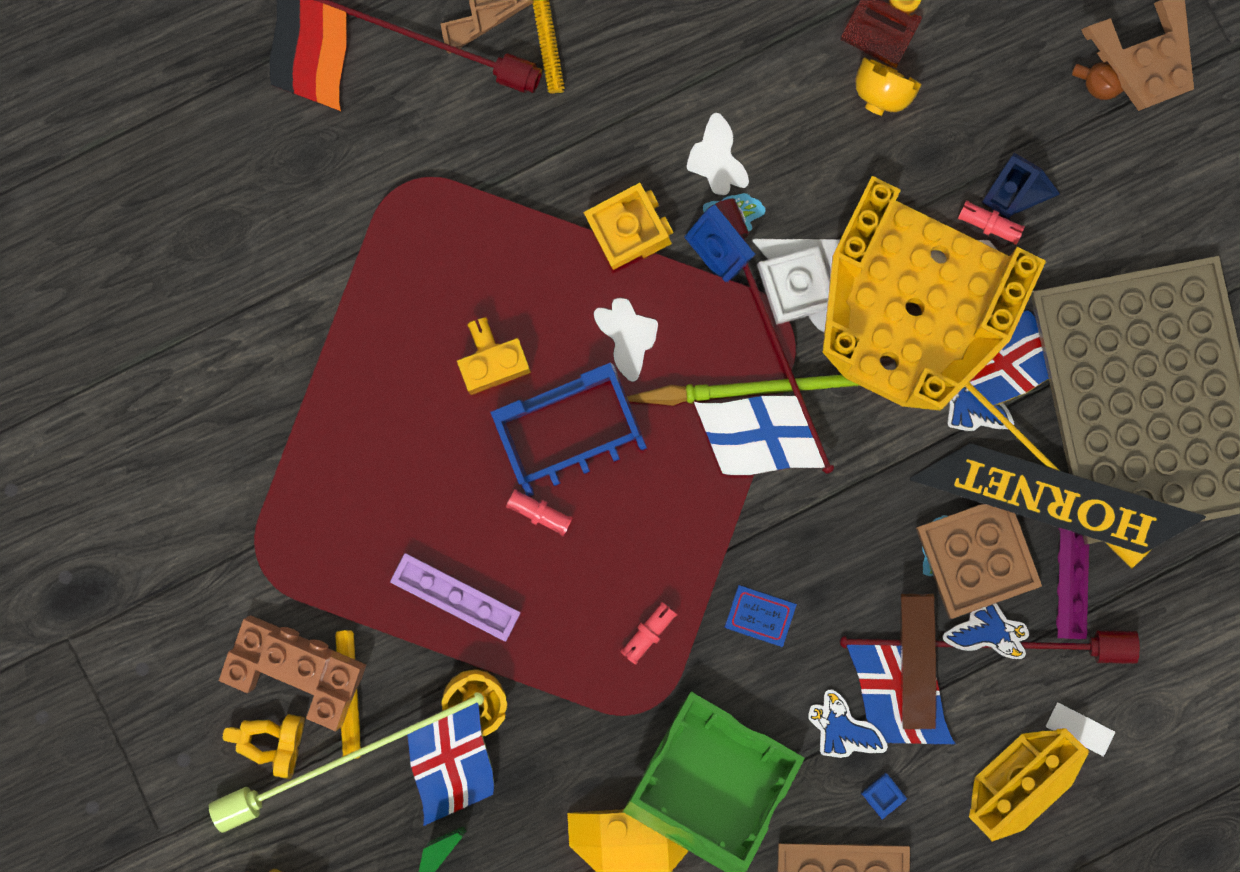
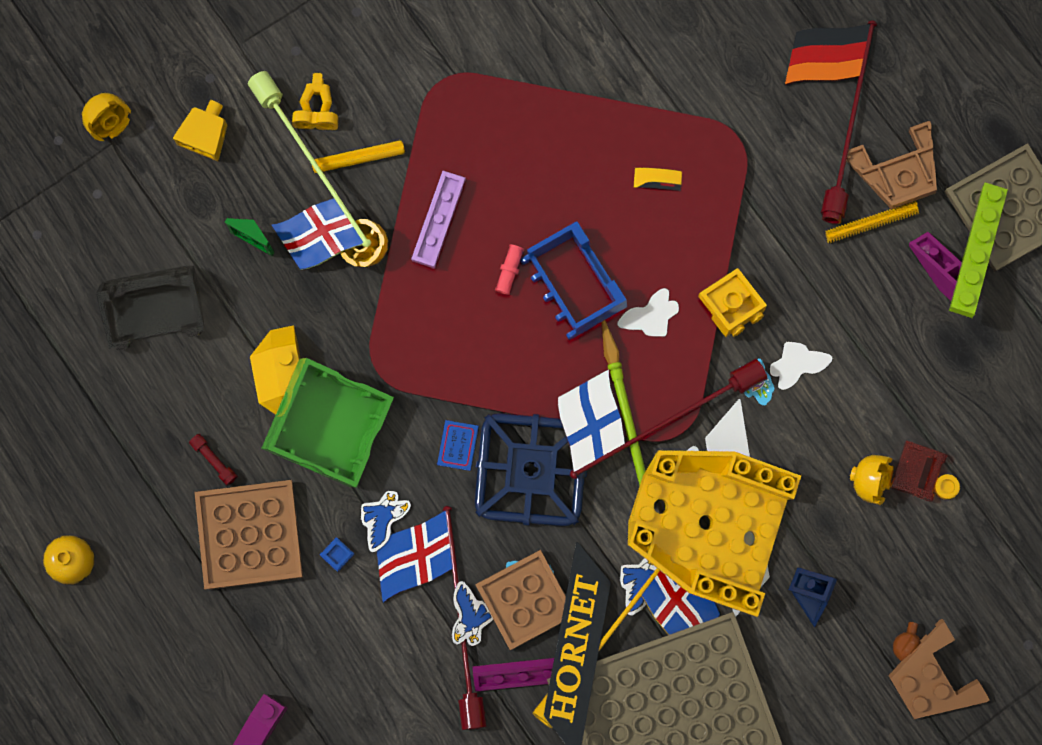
camera: 85 degrees right, 5 degrees down
(297, 662) = (376, 115): nougat bracket -> none
(444, 298) = (658, 178): none -> yellow sticker
(492, 362) = (614, 218): yellow brick -> none
(648, 633) = (432, 361): coral pin -> none
(719, 244) = (729, 370): blue tile -> none
(796, 284) = (710, 431): white tile -> none
(820, 542) = (518, 480): none -> dark blue plate
(918, 661) = (439, 562): reddish brown slope -> none
(991, 222) = (782, 575): coral pin -> none
(1025, 781) = (360, 655): yellow wedge -> none
(1086, 731) = (407, 696): white sticker -> none

